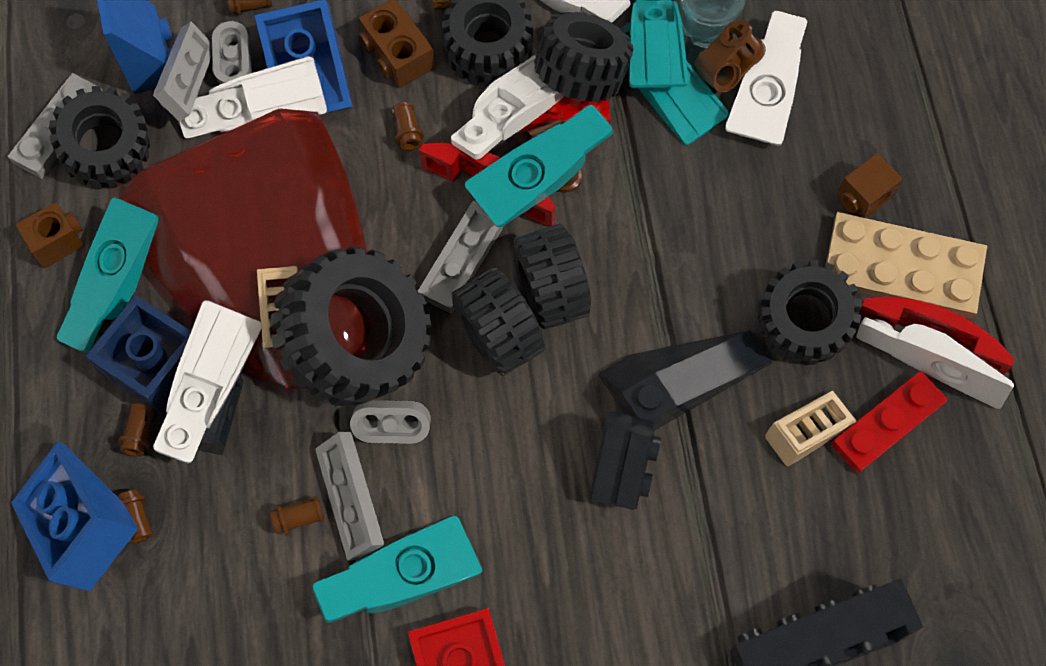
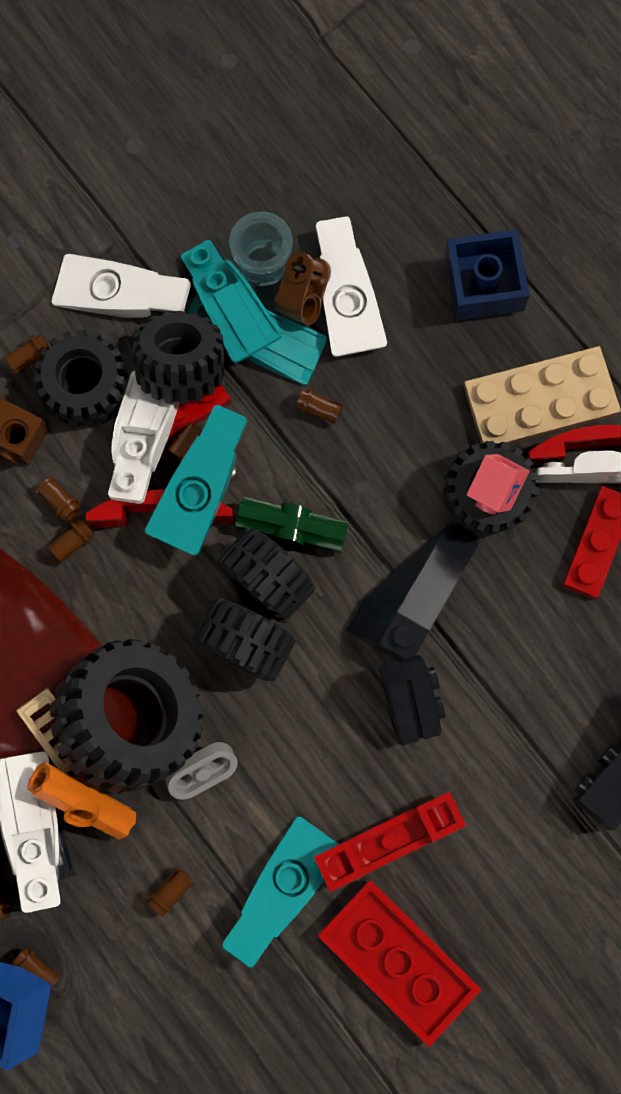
camera: 30 degrees left, 10 degrees up
(266, 382) = (81, 802): none -> orange piece
(349, 496) = (204, 852): light grey plate -> none
(397, 165) = (71, 540): none -> reddish brown pin
(460, 257) = (175, 597): light grey plate -> none
(528, 584) = (389, 841): none -> red slope
(606, 254) = (292, 524): none -> dark green piece
(687, 165) = (318, 405): none -> reddish brown pin
(791, 443) = (530, 603): tan slope -> none
(815, 301) = (497, 484): none -> coral brick
(869, 186) = (479, 345): reddish brown brick -> none
(910, 127) = (486, 274): none -> dark blue brick

